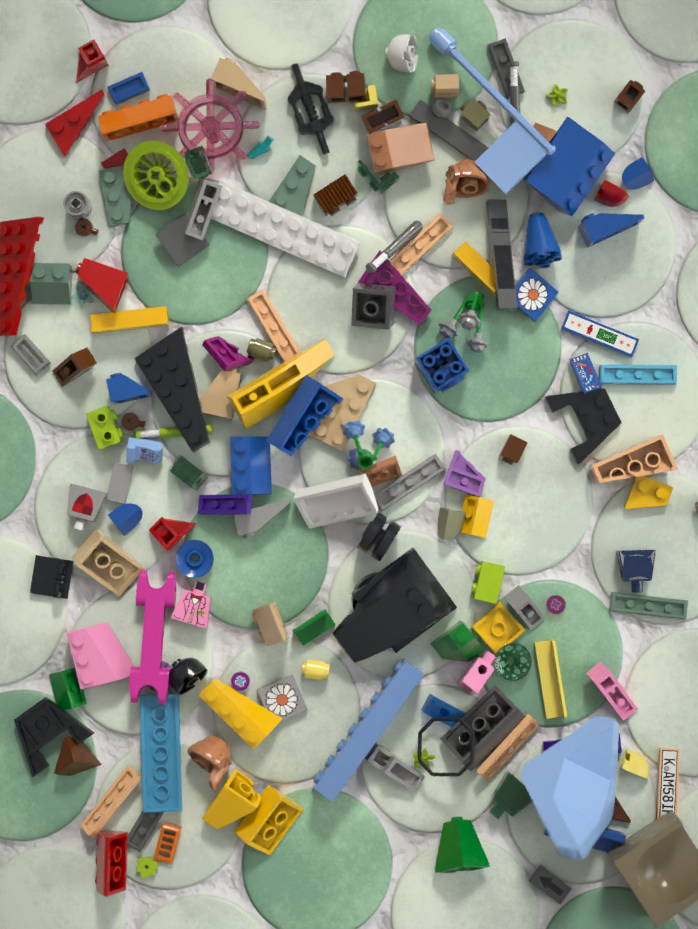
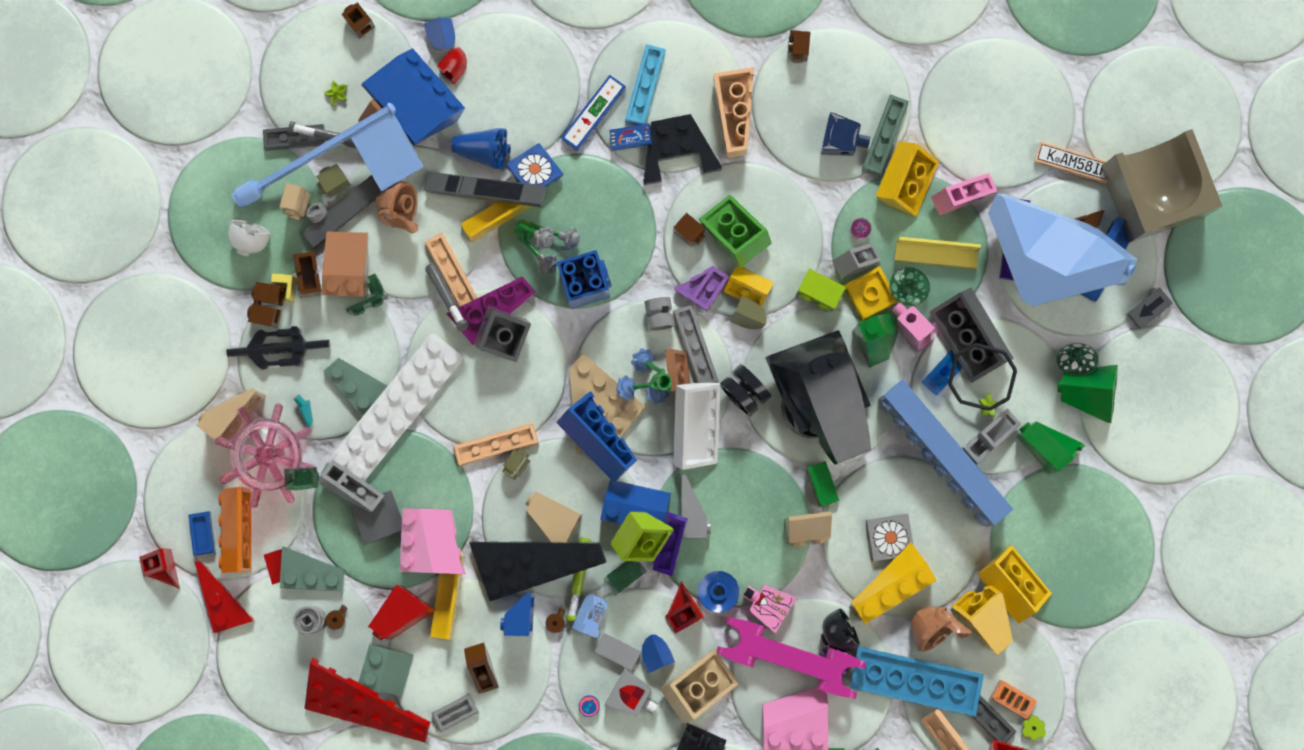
camera: 70 degrees left, 5 degrees down
(66, 470) = (589, 706): none -> blue tile
(82, 296) = (408, 639): clear light blue plant -> none
(104, 427) = (554, 652): lime brick -> none
(135, 183) = (303, 552): lime piece -> none
(171, 291) = (429, 542): none -> bright pink wedge
(222, 477) = (640, 537): none -> lime slope
(226, 354) = (510, 502): magenta wing -> none
(240, 681) = (860, 576): tile -> none
(278, 385) = (560, 459): yellow wedge -> none
(315, 670) = (868, 493): light yellow brick -> none
(336, 195) = (376, 344): reddish brown brick -> none
(399, 822) = (1049, 446): none -> green slope
(429, 442) = (659, 313): none -> light grey wheel
(479, 829) = (1077, 359): none -> clear green dish
(508, 747) = (997, 314): light nougat tile -> none
(510, 796) = (1049, 324): clear green torso -> none
(523, 491) = (736, 231): none -> bright green slope
(605, 225) = (483, 77): blue slope -> none
(612, 635) = (907, 178): none -> yellow slope
(635, 764) = (1044, 190): light yellow brick -> none
(647, 493) = (769, 106): yellow wing -> none

